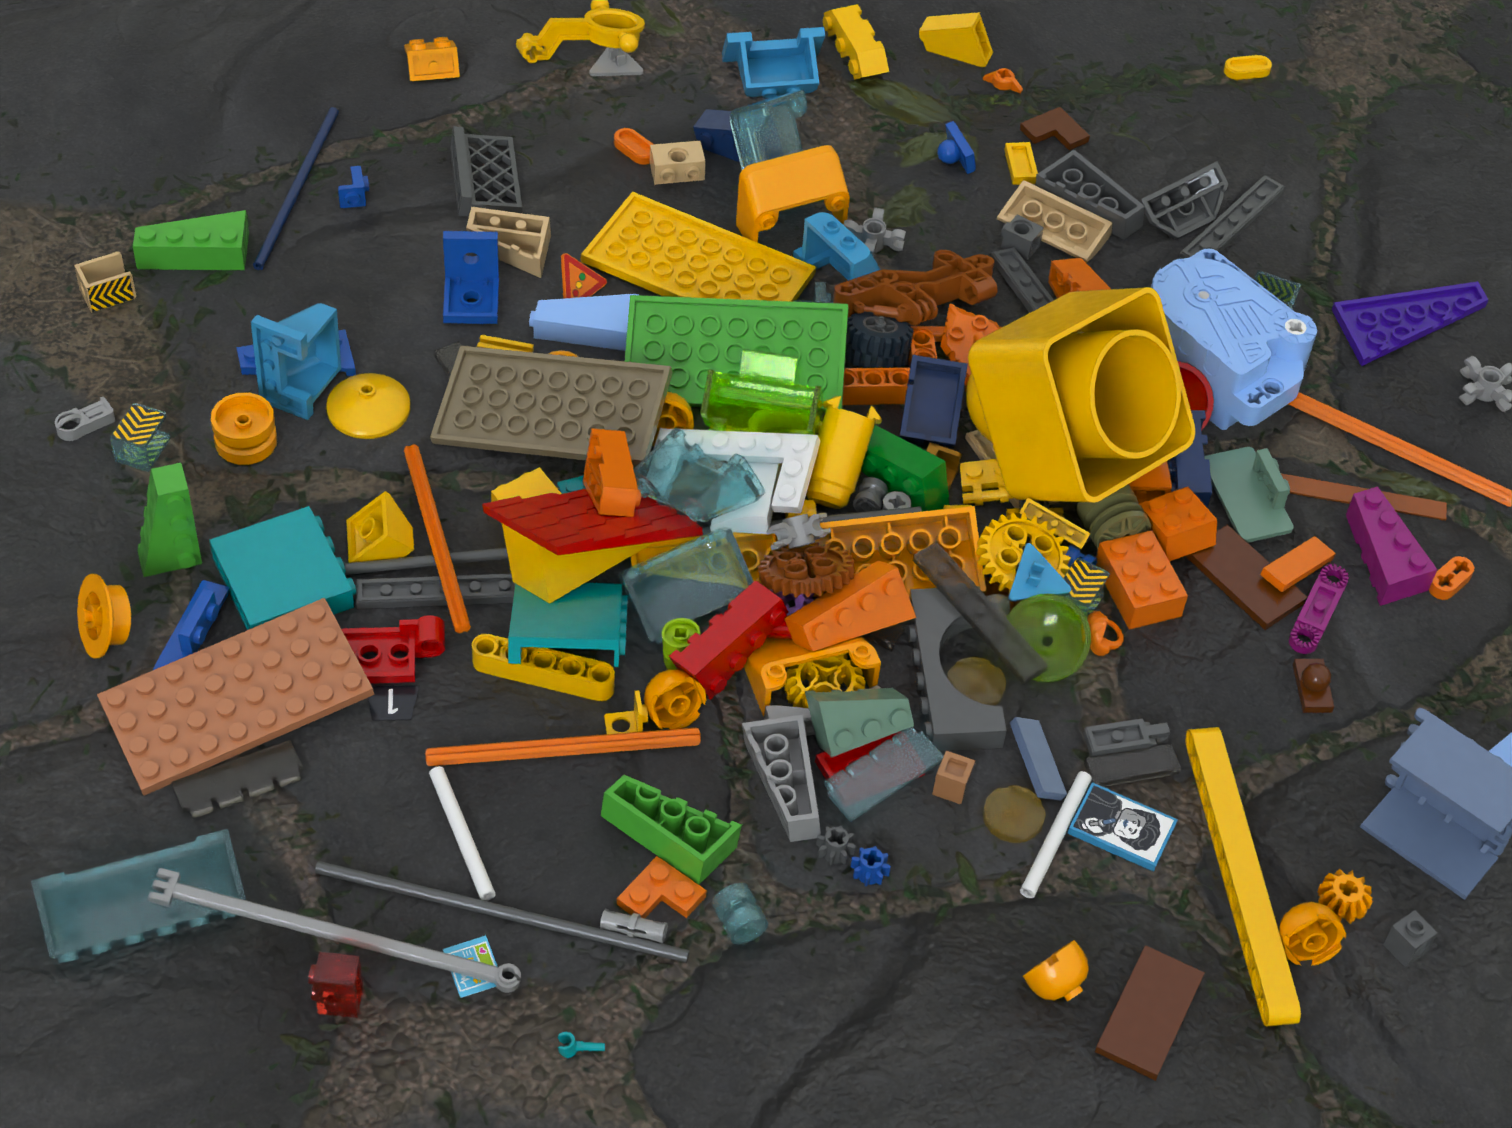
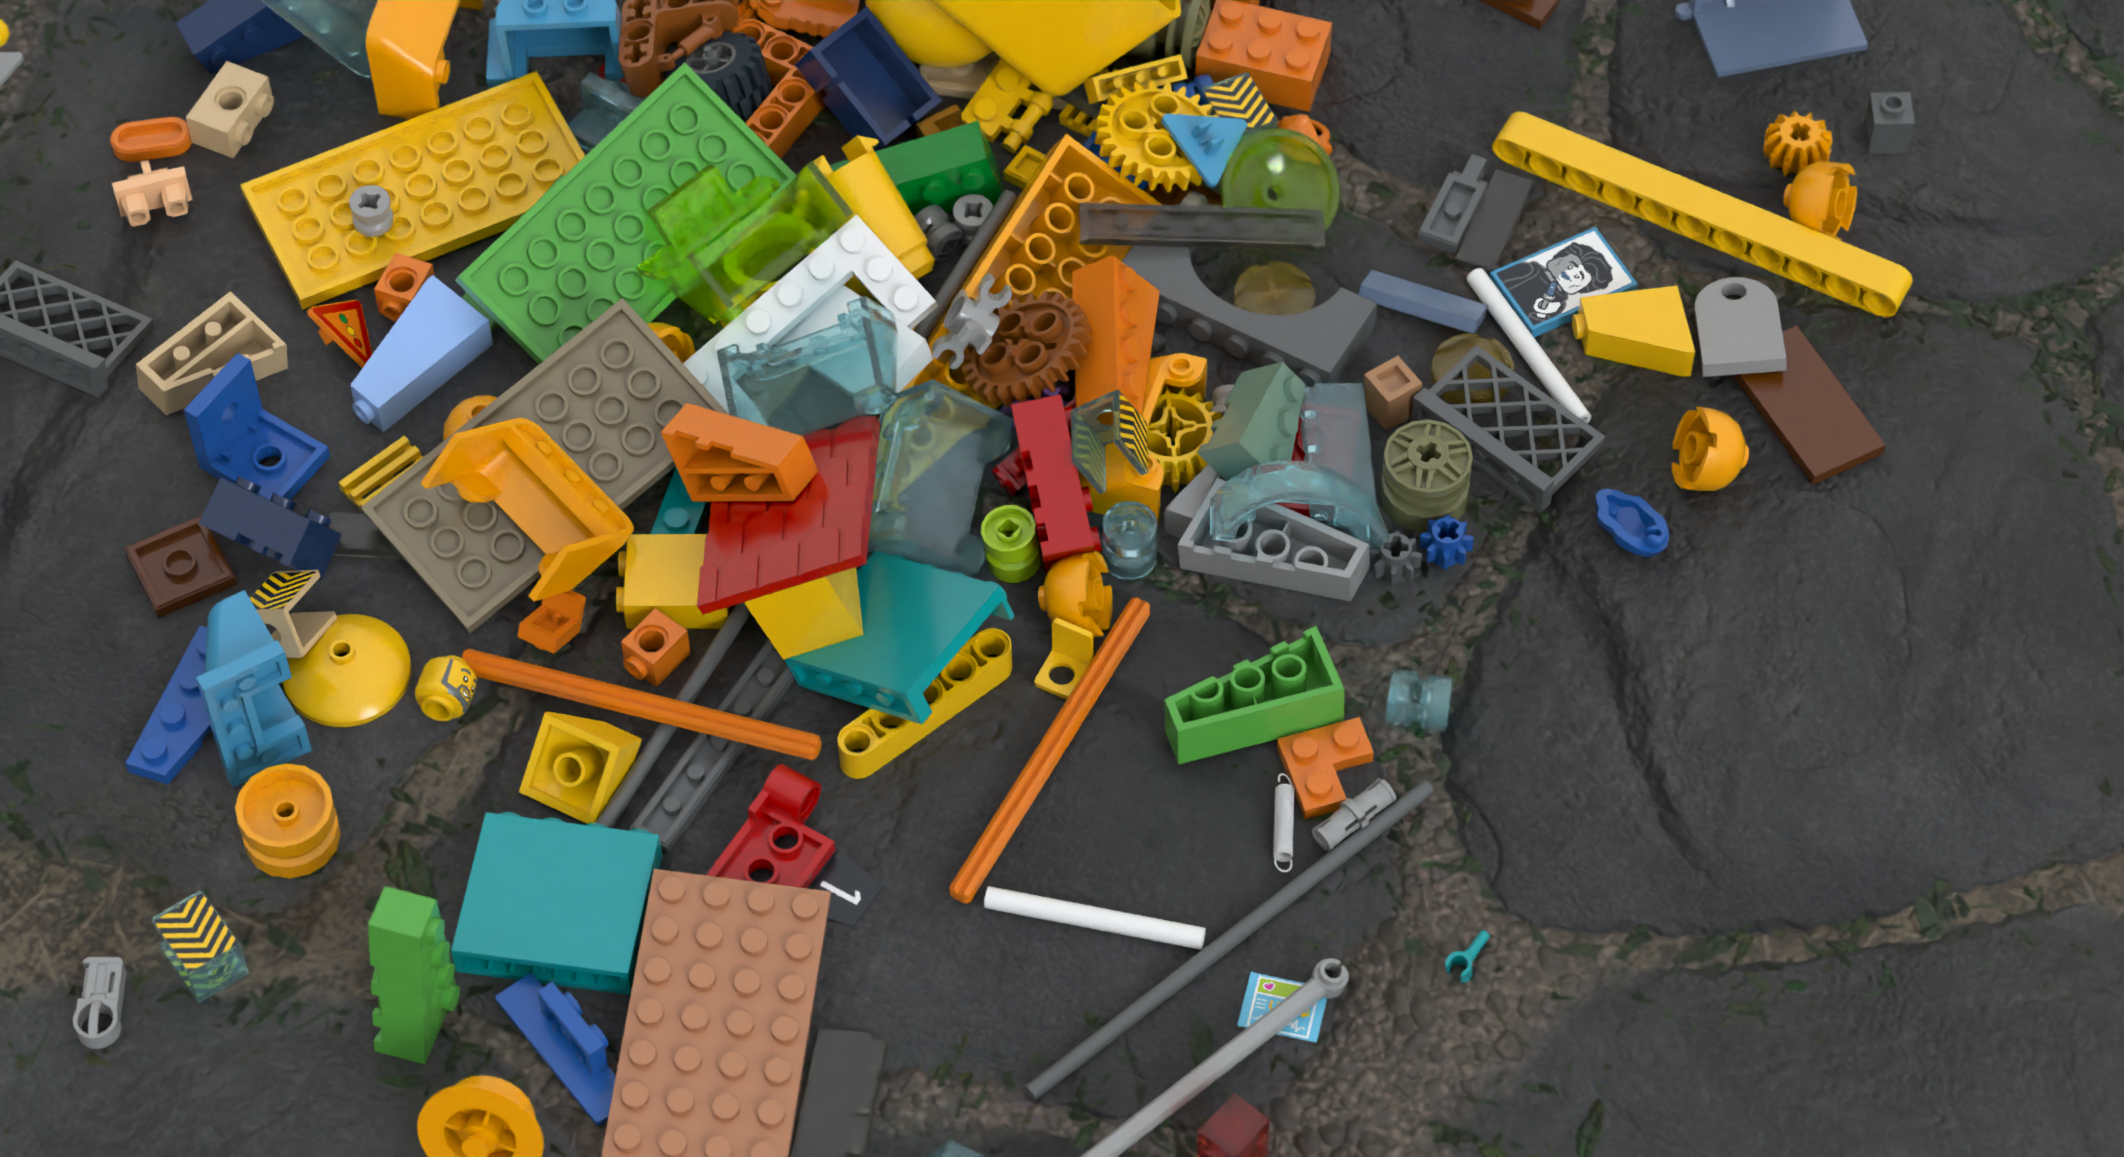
camera: 50 degrees left, 5 degrees up
(360, 368) = (275, 600): none -> tan piece
(378, 303) = (180, 566): none -> reddish brown tile
(382, 448) = (445, 688): none -> yellow head
(421, 321) = (271, 525): none -> dark blue wedge
(463, 472) = (554, 621): none -> orange bracket
(478, 527) = (660, 633): none -> orange brick
(529, 411) = (541, 493): none -> light orange windscreen
(598, 160) = (152, 191): none -> light nougat hips
(601, 893) = (1283, 823): none -> white piece
(625, 284) = (400, 284): none -> orange brick
(657, 247) = (365, 219): none -> light grey wheel
(732, 701) = (1129, 540): none -> clear light blue wheel
(774, 639) = (1091, 436): none -> clear light blue piece
(827, 756) = (1295, 483): none -> clear light blue windscreen
(905, 825) = (1425, 474): none -> olive wheel
(957, 852) = (1492, 455): none -> dark grey fence
(969, 959) = (1631, 522): none -> blue arm
(1120, 883) = (1637, 329): none -> yellow slope
(1167, 942) = (1739, 333): none -> light grey tile

